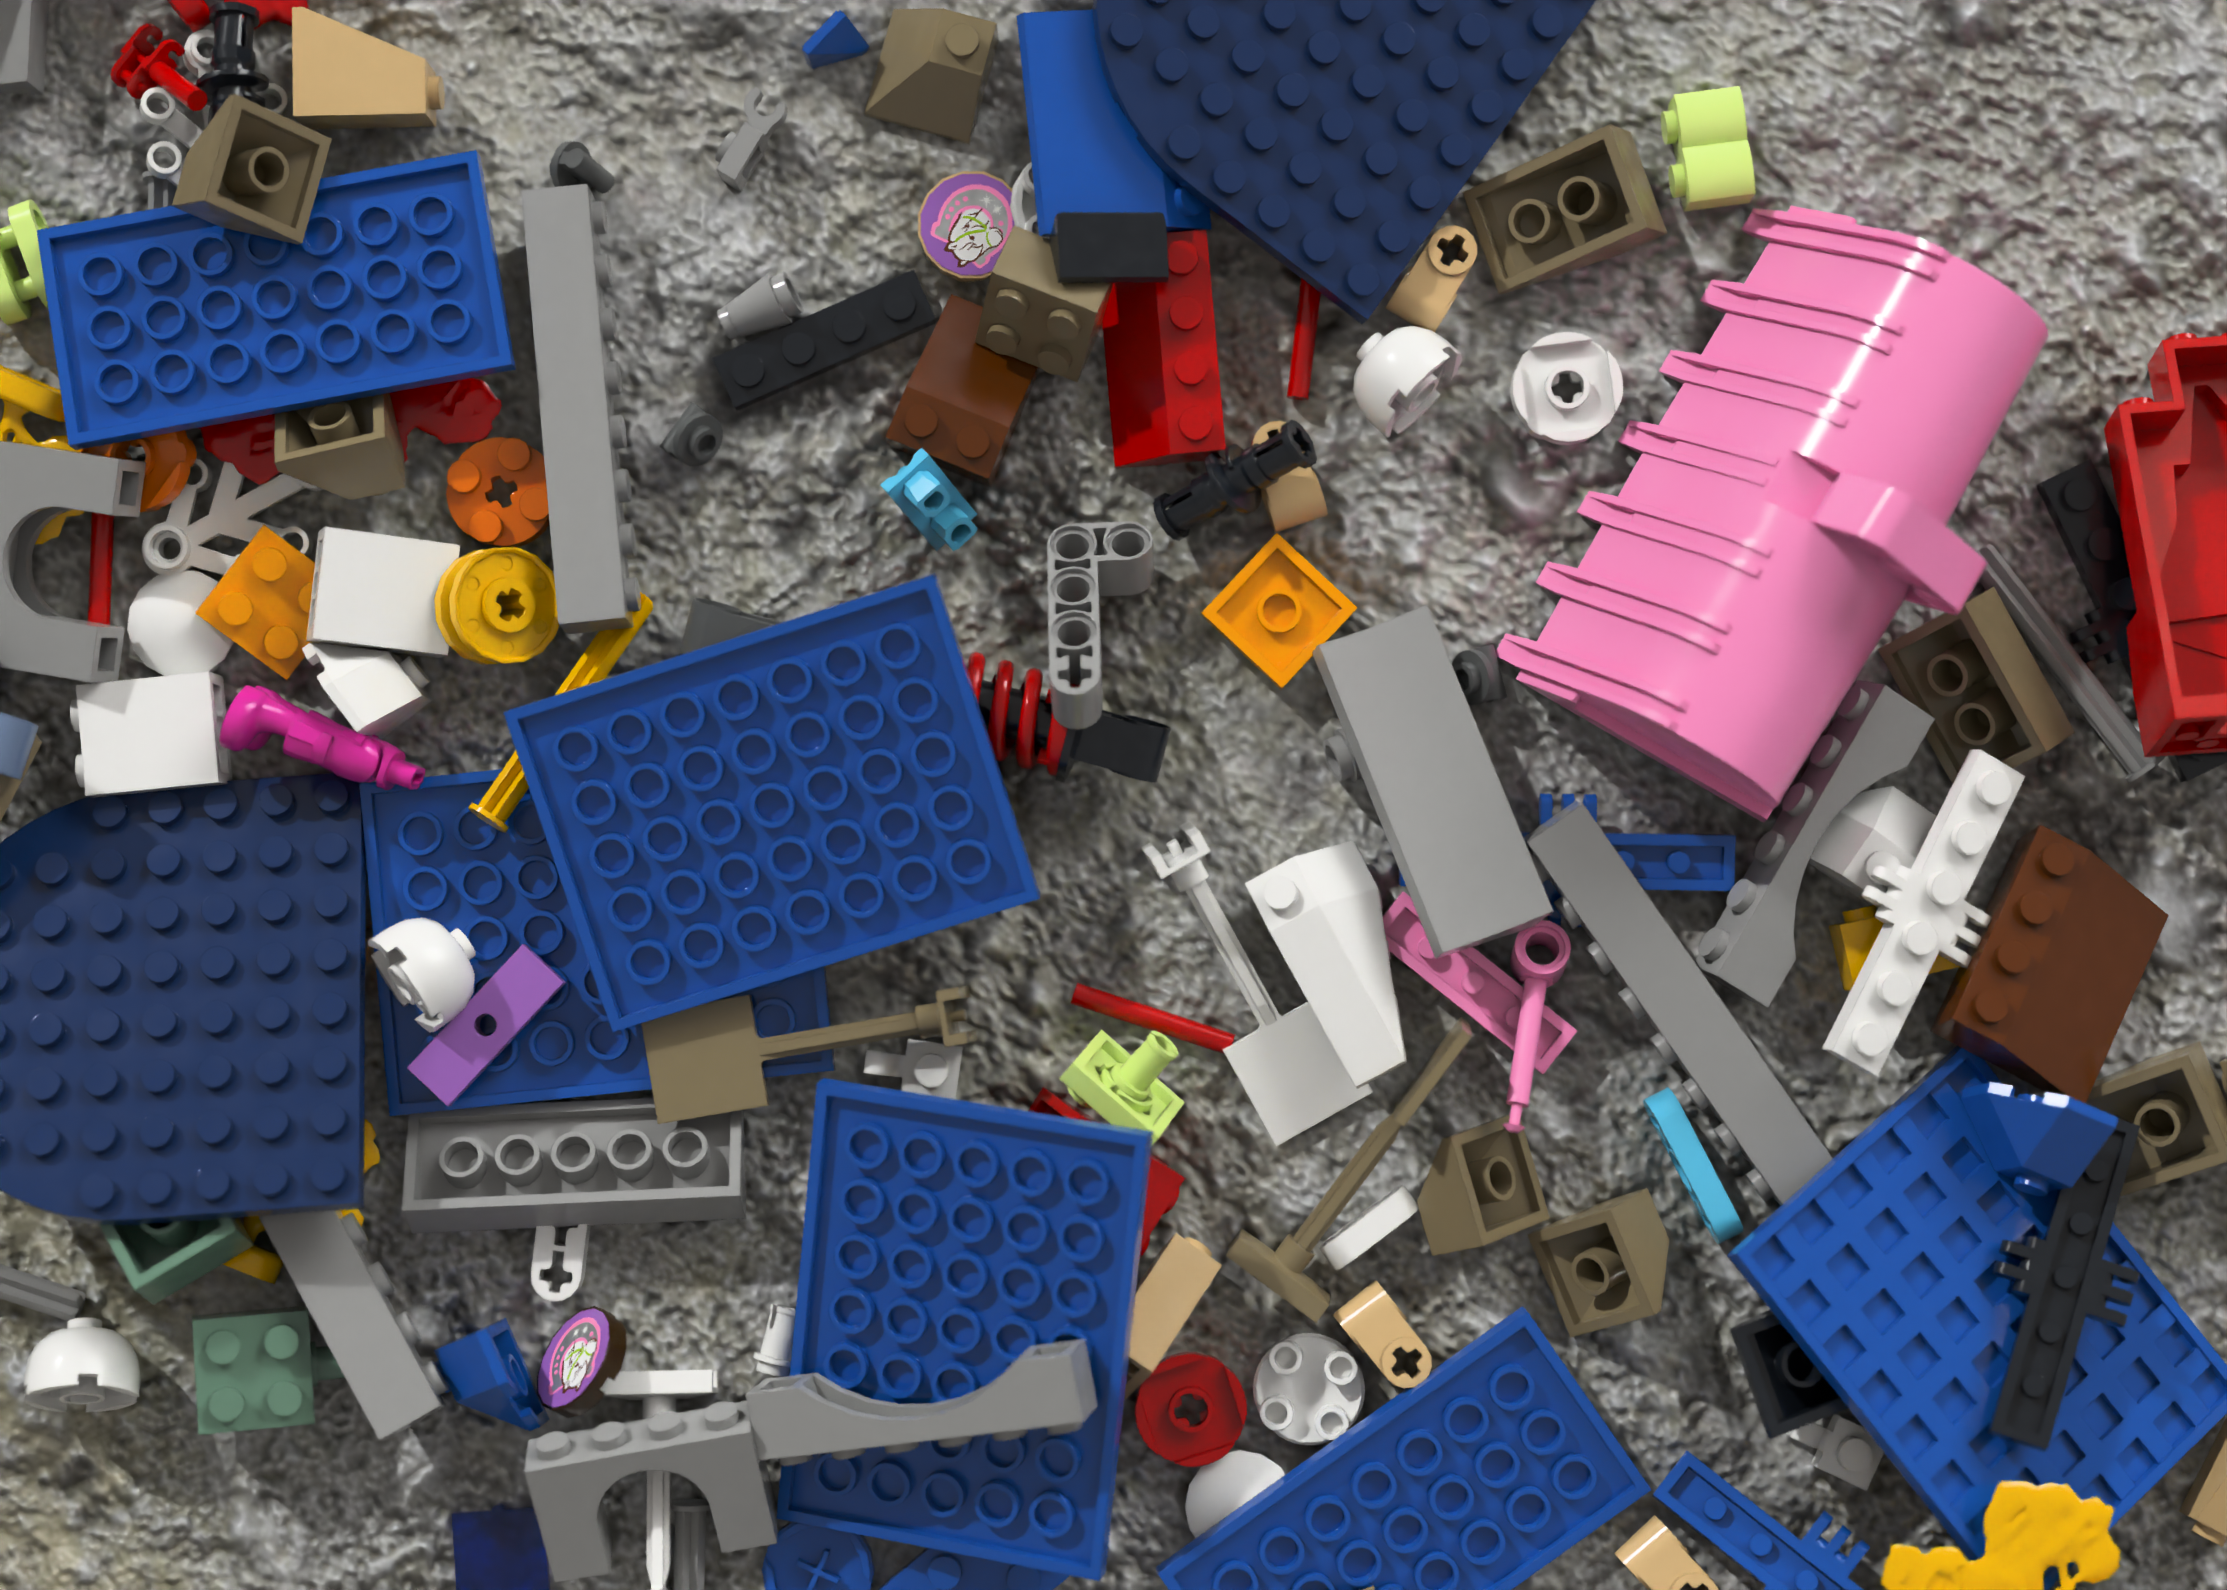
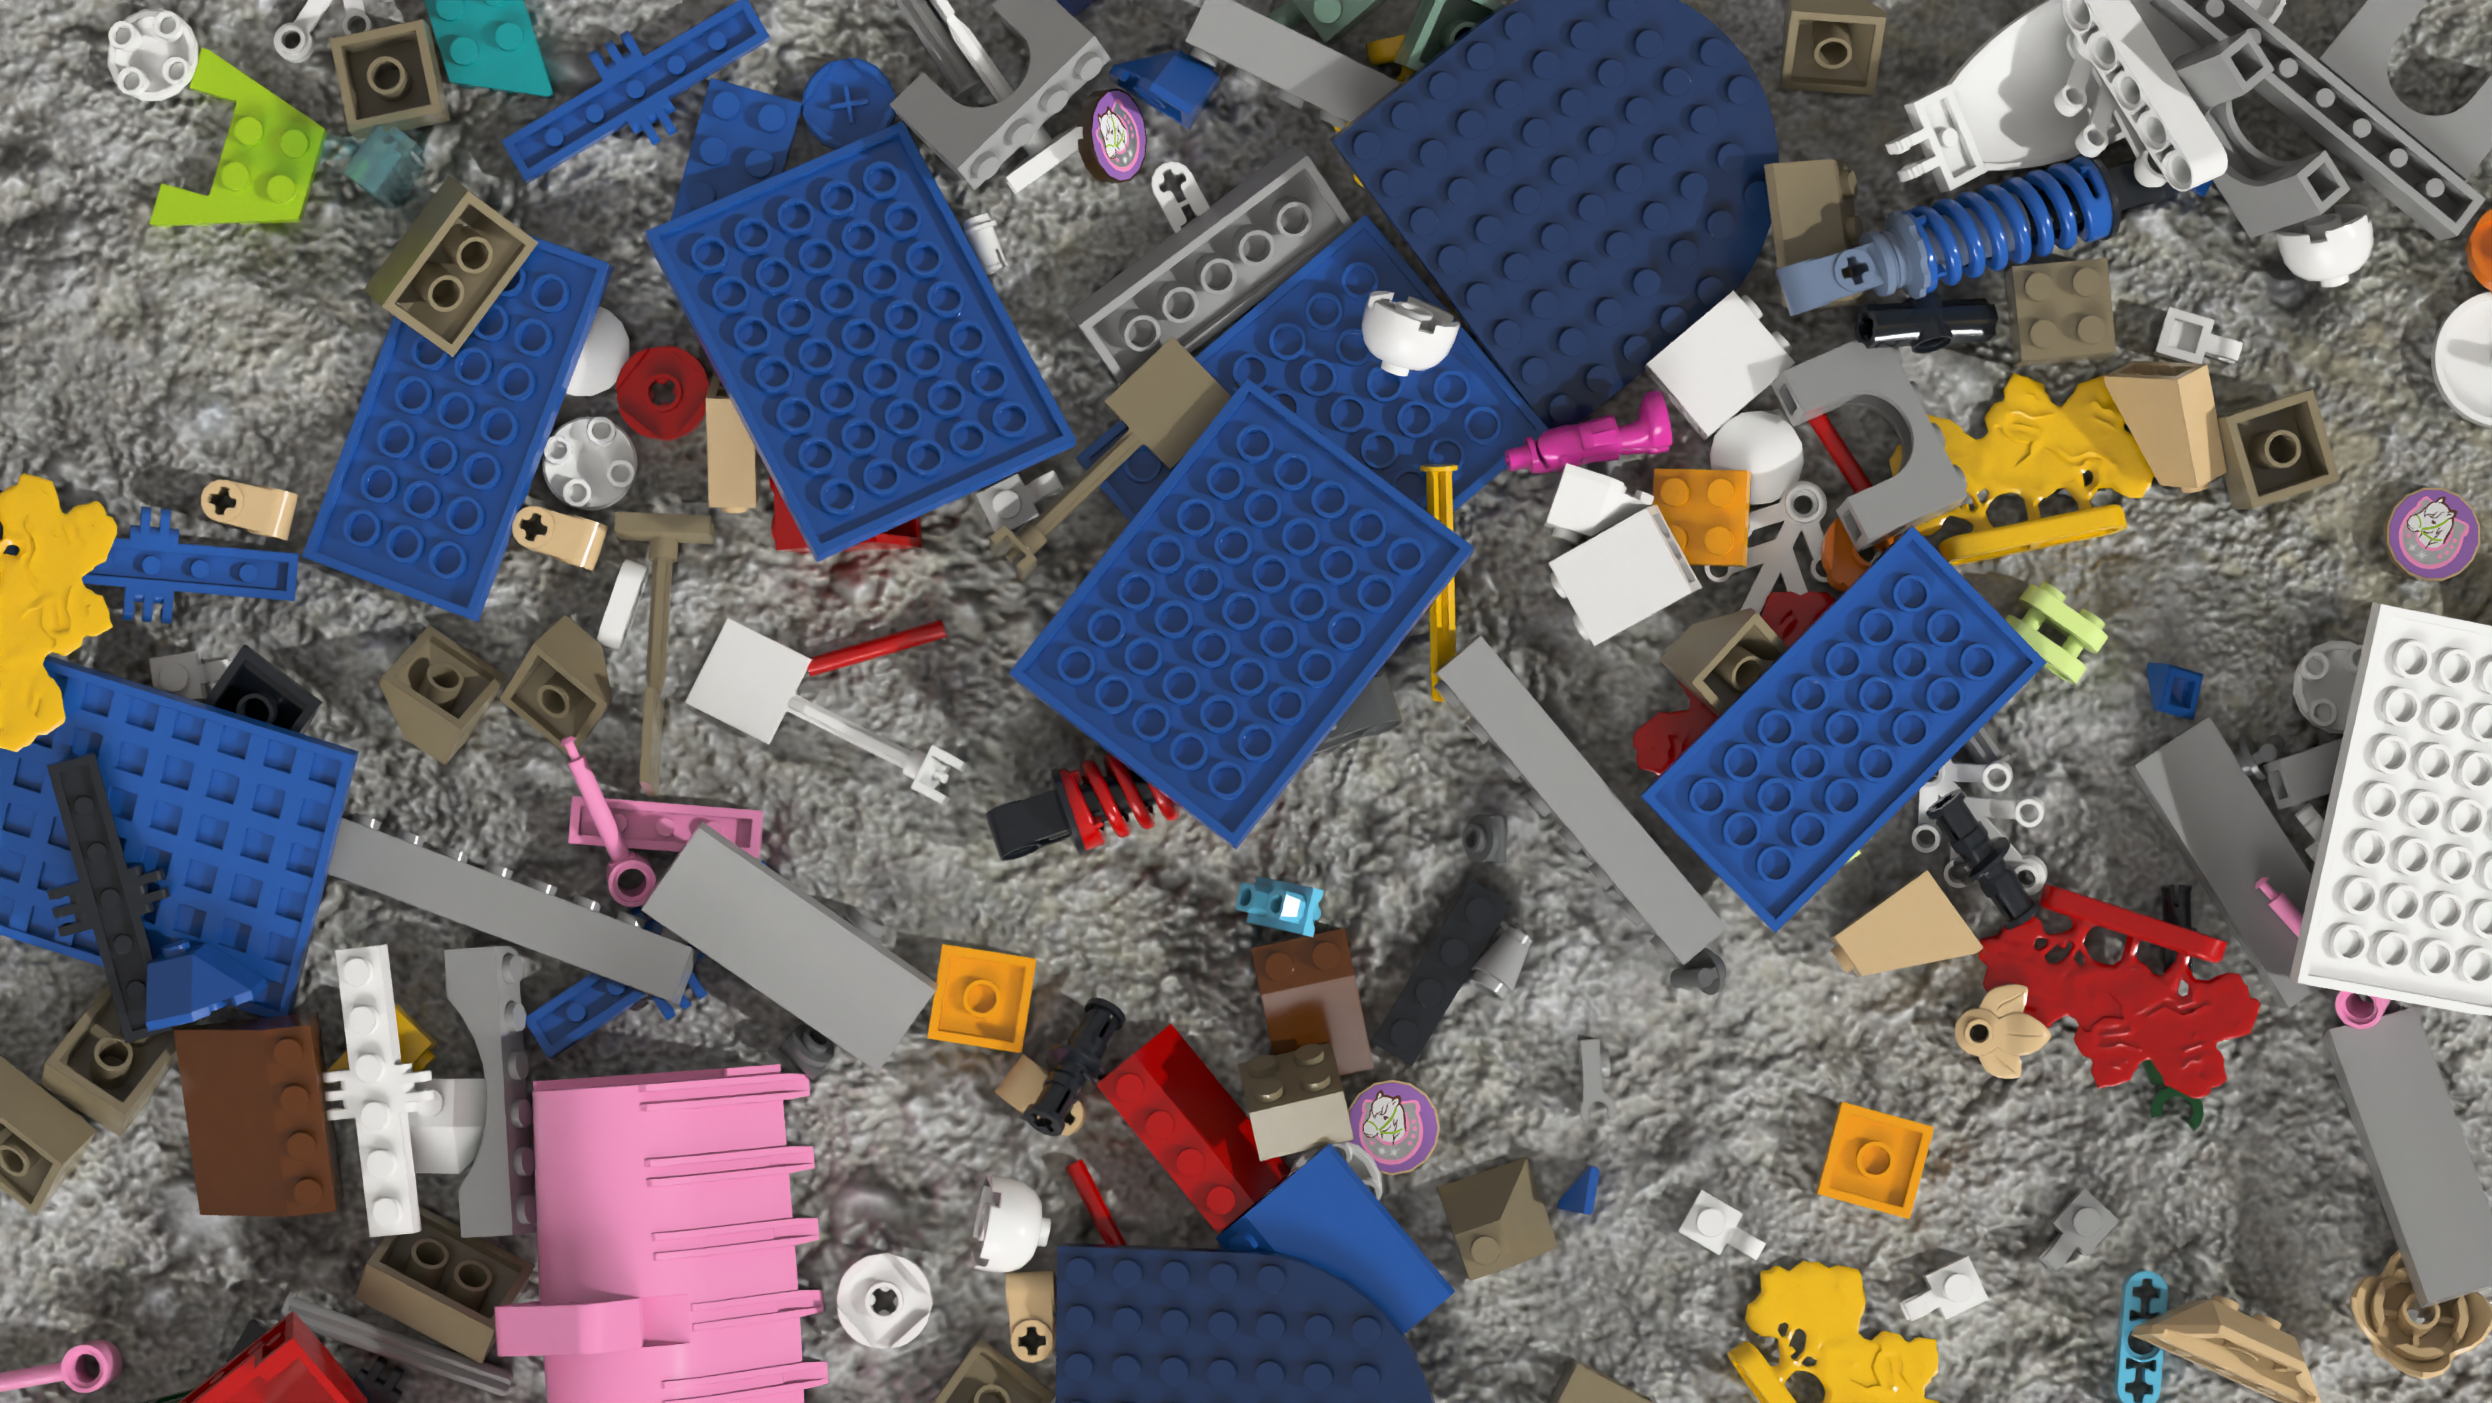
camera: 140 degrees right, 0 degrees up
(146, 67) = (2050, 837): red piece -> none
(253, 172) = (1916, 806): dark tan slope -> none
(462, 1049) = (1344, 295): medium lavender tile -> none
(471, 616) = (1536, 621): yellow wheel -> none
(472, 480) = (1622, 700): orange plate -> none
(813, 1415) = (919, 210): light grey arch -> none
(1081, 567) = (1115, 885): light grey beam -> none
(1110, 247) = (1272, 1167): black slope -> none
(1125, 1085) = (862, 585): yellowish green plate -> none
(1334, 939) = (784, 788): white wedge -> none
(1693, 1165) = (422, 804): medium azure beam -> none

